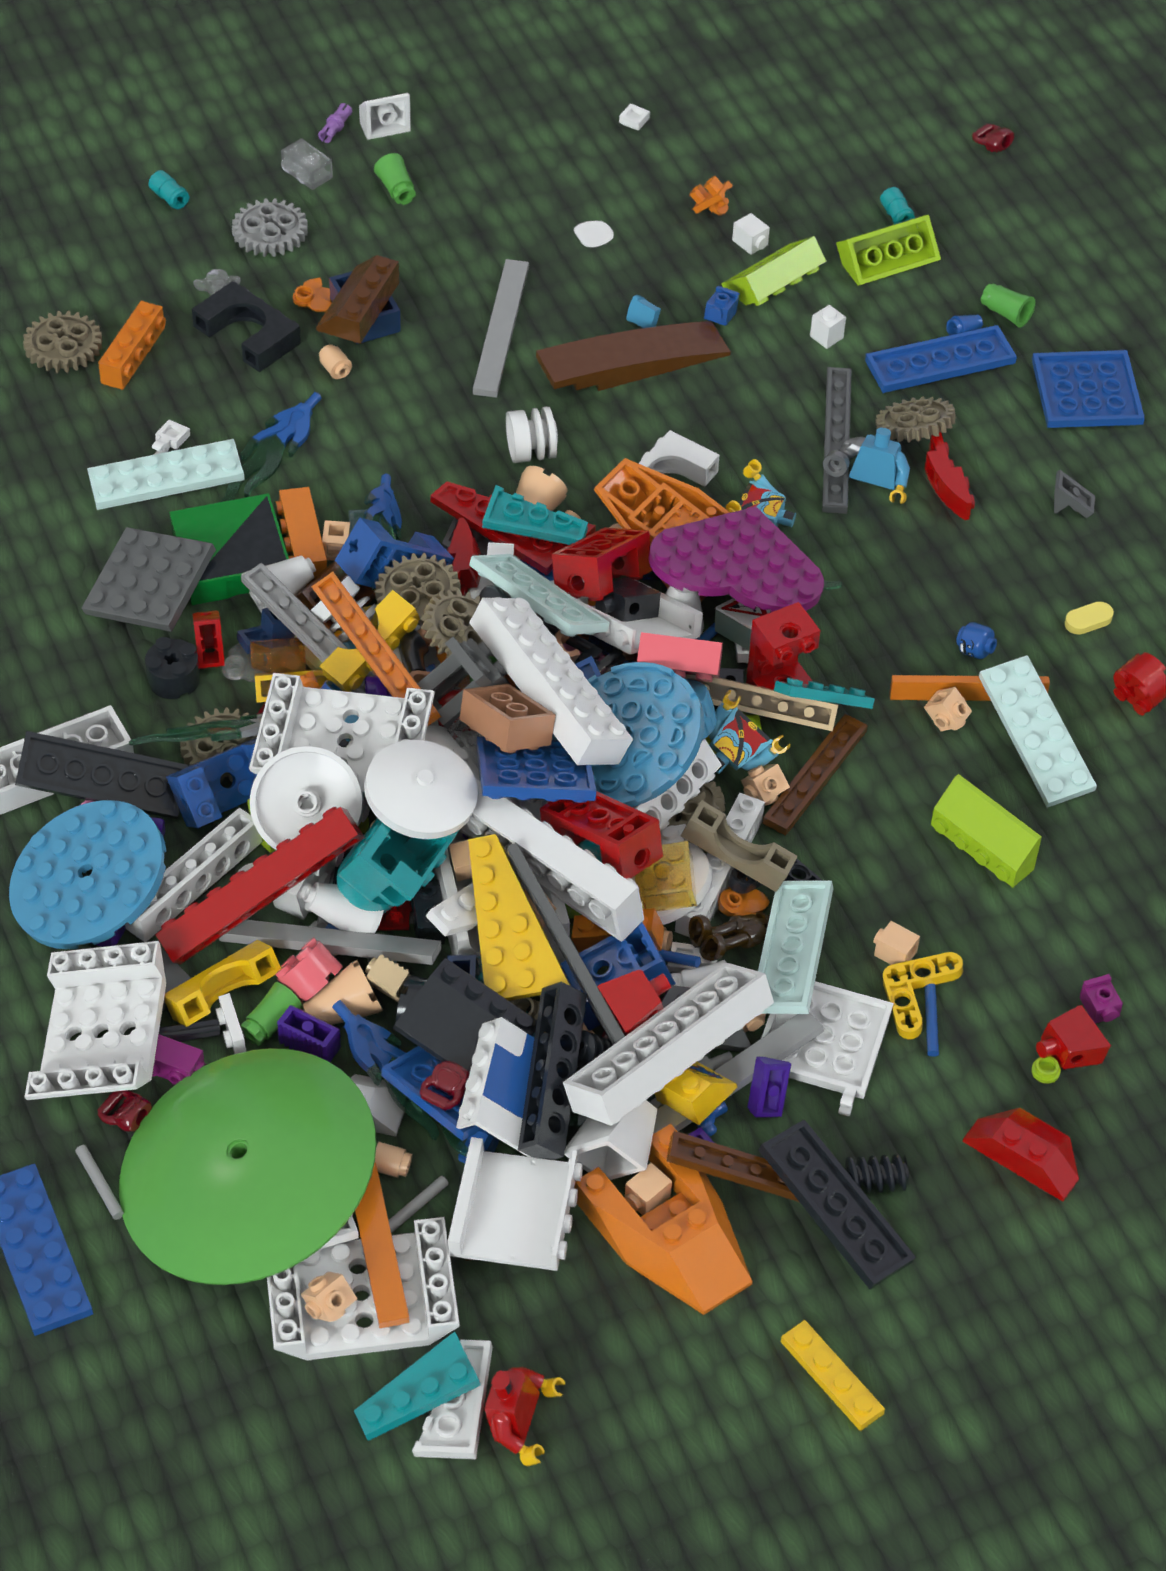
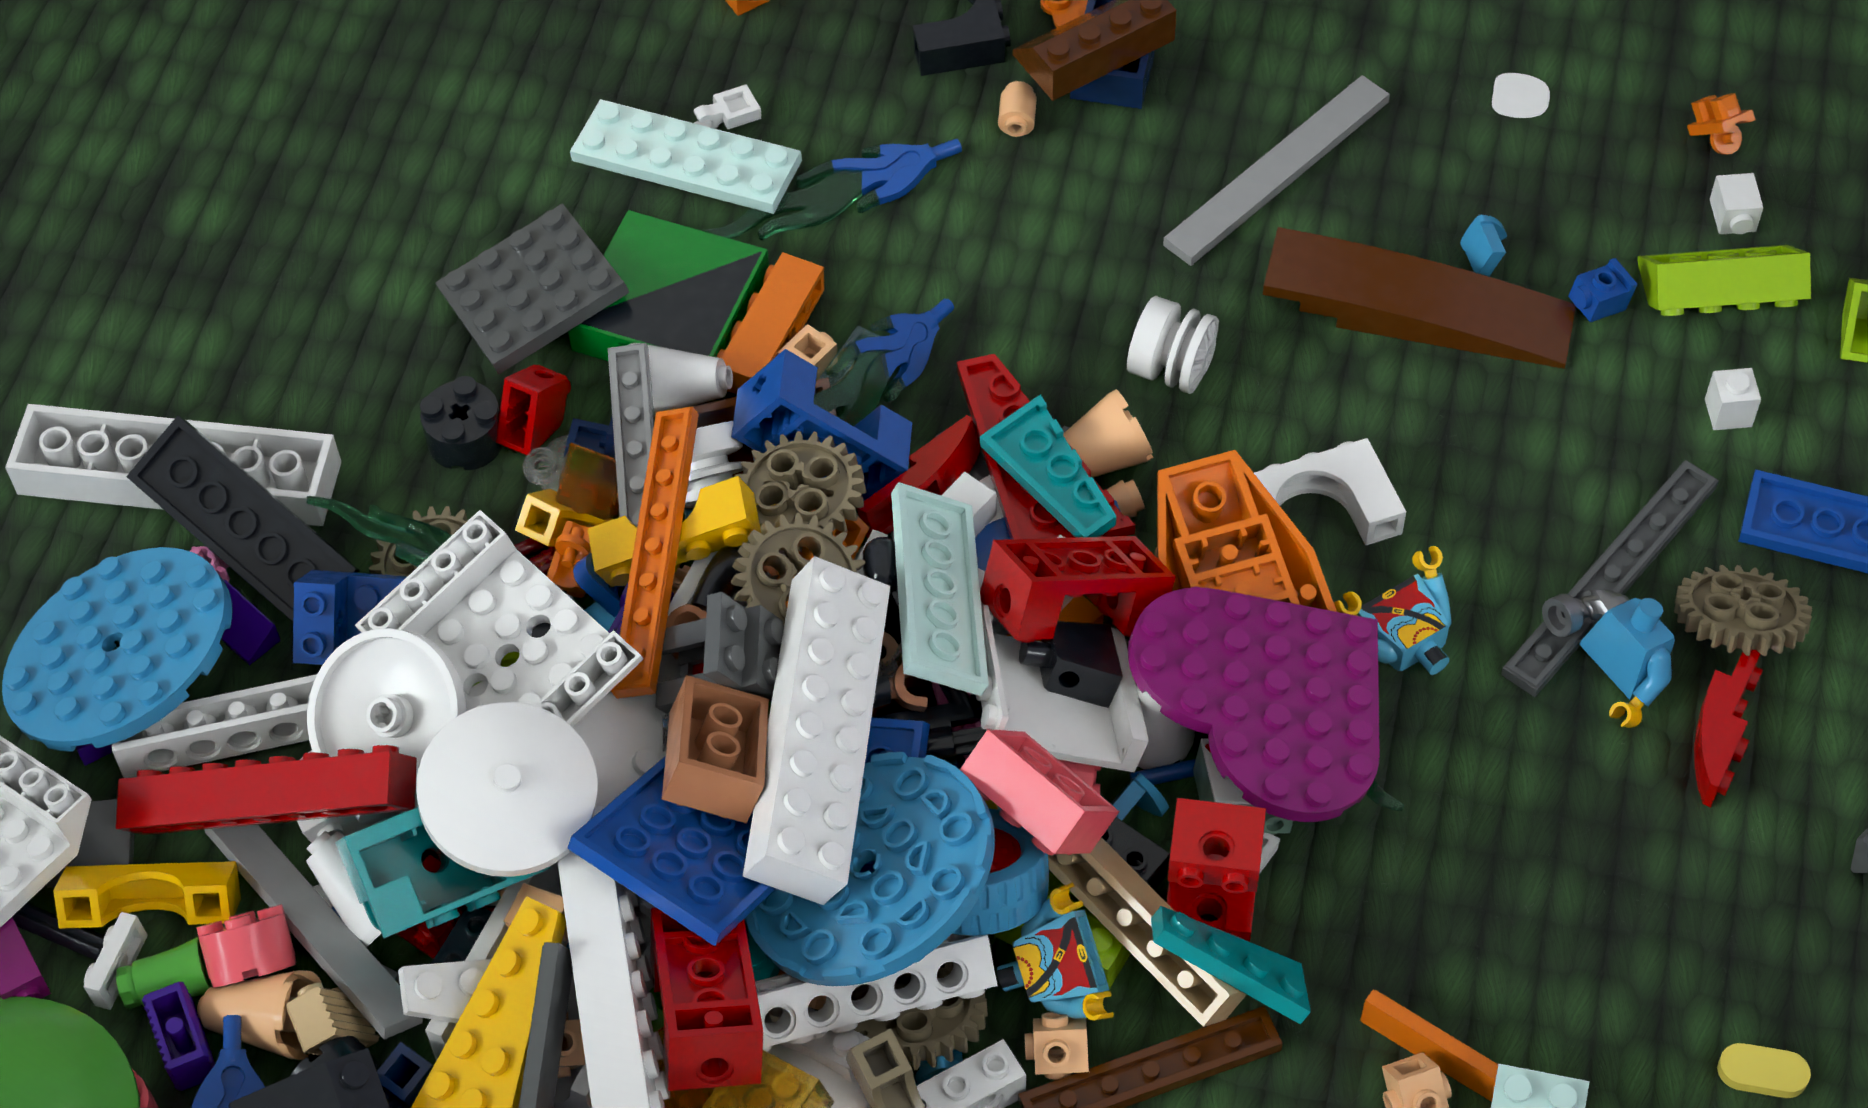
camera: 40 degrees right, 5 degrees up
(976, 640) = (1553, 1005): blue head -> none

